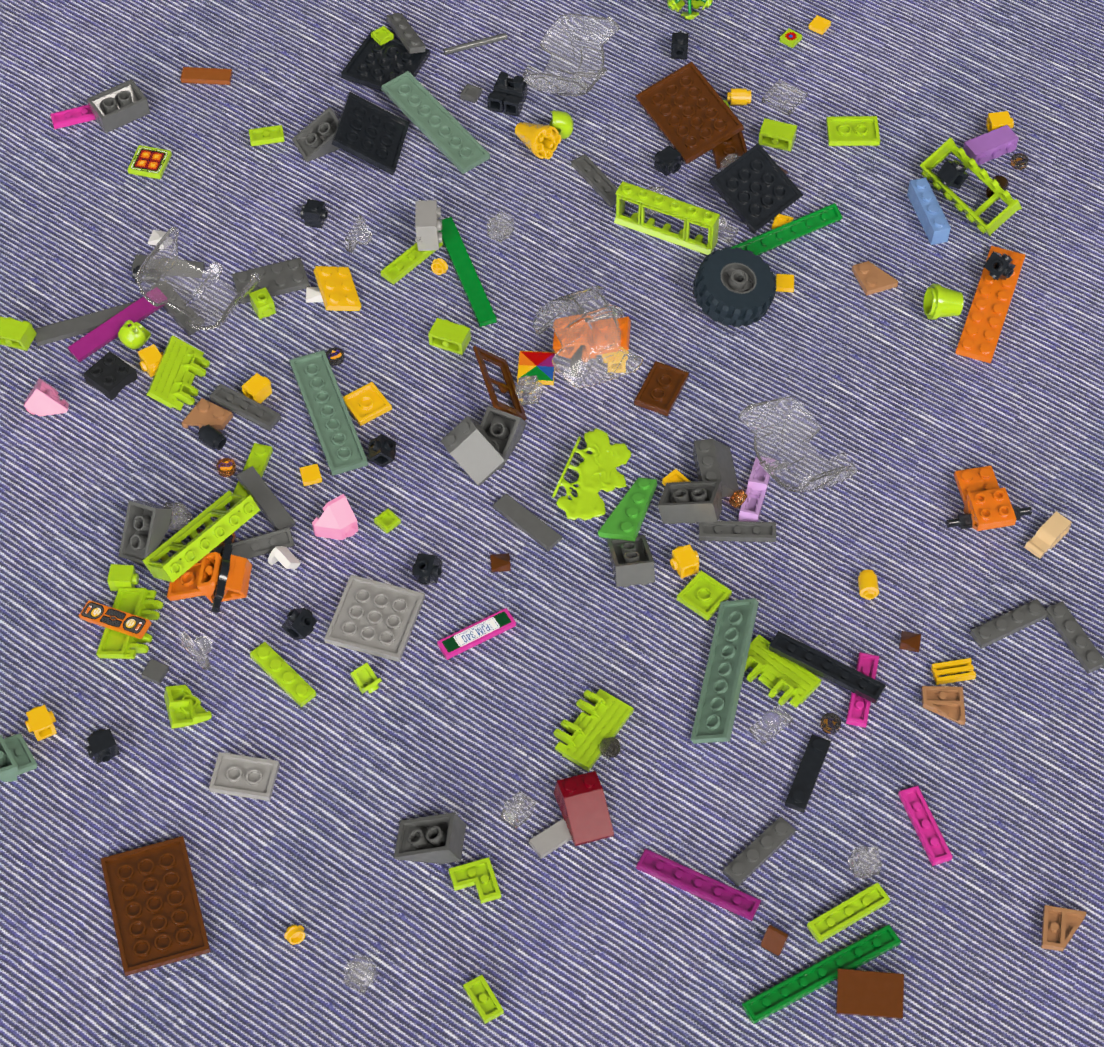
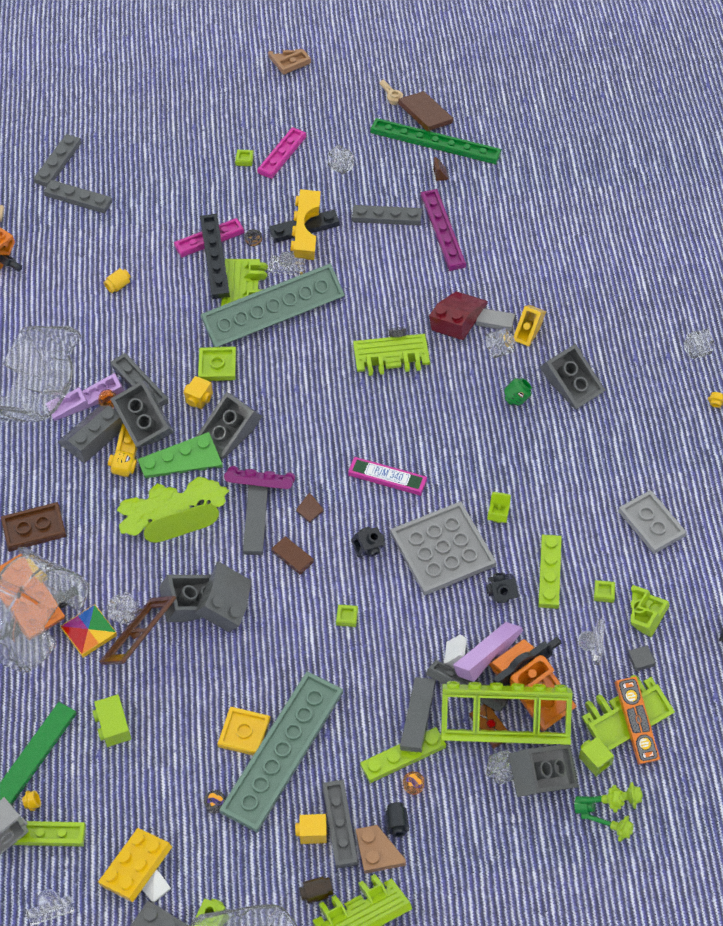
camera: 130 degrees left, 0 degrees up
(76, 544) = (615, 798): none -> lime plant
(218, 365) = (316, 889): none -> dark brown brick
(228, 695) = (604, 591): none -> lime tile
(263, 577) = (493, 646): none -> lavender slope
(310, 474) = (357, 709): yellow tile -> none
(336, 521) = (387, 642): bright pink slope -> none
(382, 450) = (286, 667): black brick -> none
(455, 780) = (517, 391): none -> green head
(471, 523) = (292, 555): none -> reddish brown tile
(479, 874) = (565, 334): lime plate -> none
(483, 999) = (638, 274): lime plate -> none
(517, 855) = (529, 324): none -> yellow slope
(559, 545) = (265, 479): none -> magenta plate
(662, 468) = (122, 463): none -> yellow head
(779, 748) = (308, 207): none -> yellow arch
(848, 912) = (383, 149): lime plate -> none
(910, 641) = (143, 237): reddish brown slope -> none
(919, 986) = (393, 95): none -> tan plate
(945, 702) = (177, 190): medium nougat wing -> none
(945, 789) = (244, 157): none -> lime tile
(953, 667) = (149, 199): yellow tile -> none

